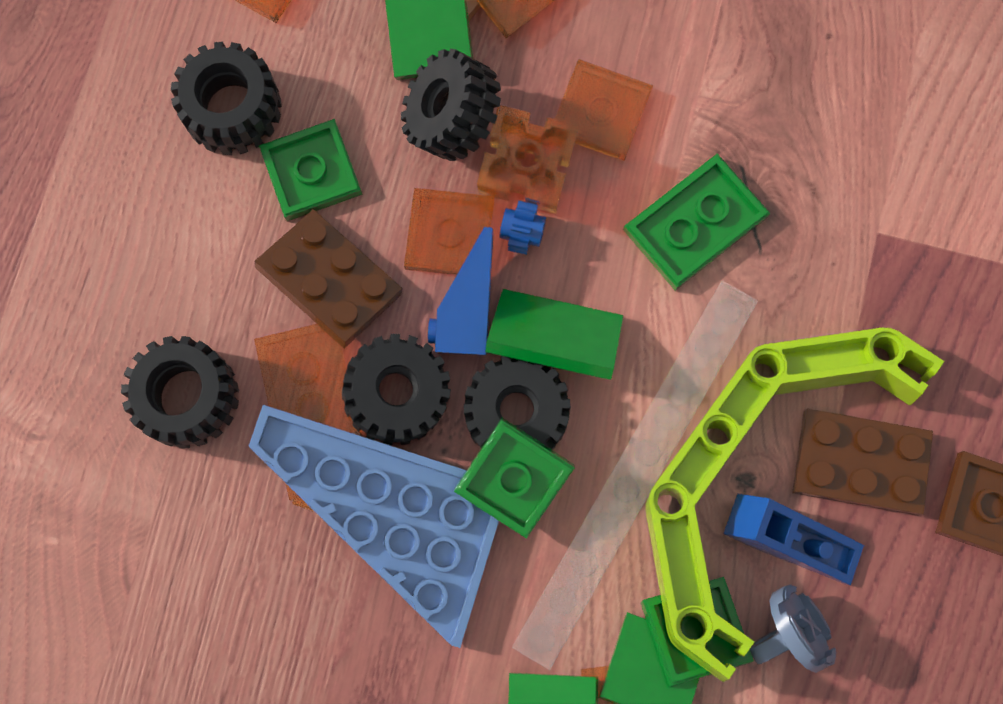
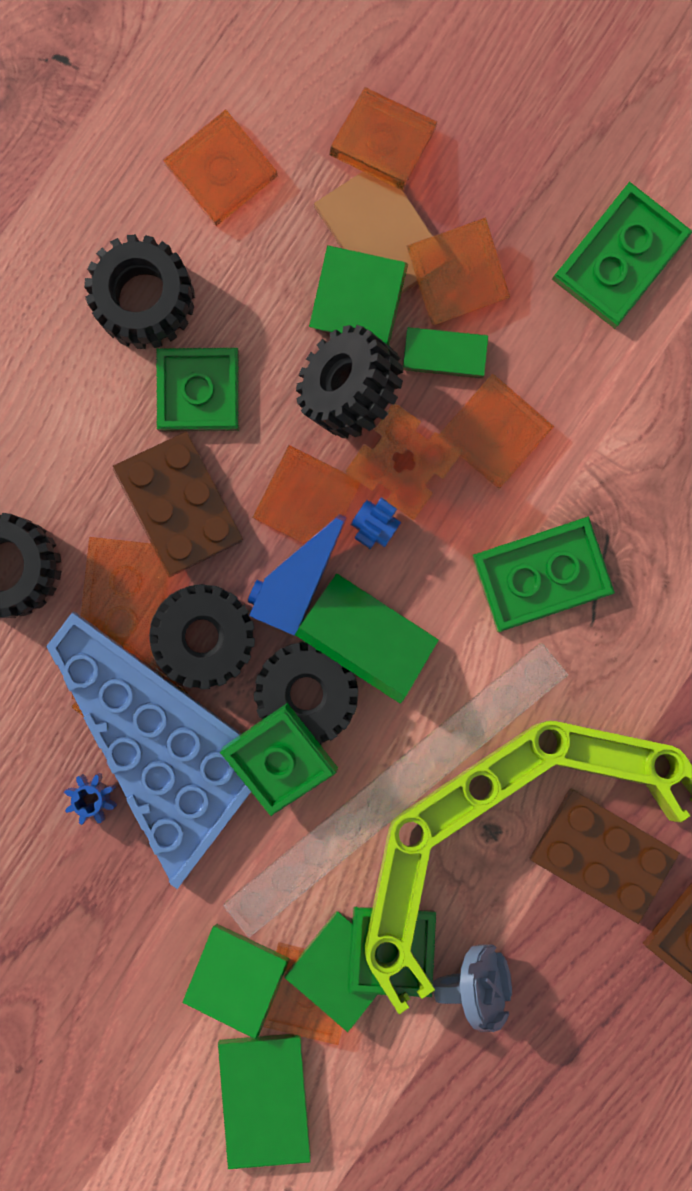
camera: 25 degrees right, 10 degrees up
(330, 590) = (91, 809): none -> blue gear
(529, 57) = (445, 352): none -> green tile
(793, 537) = (511, 902): blue slope -> none

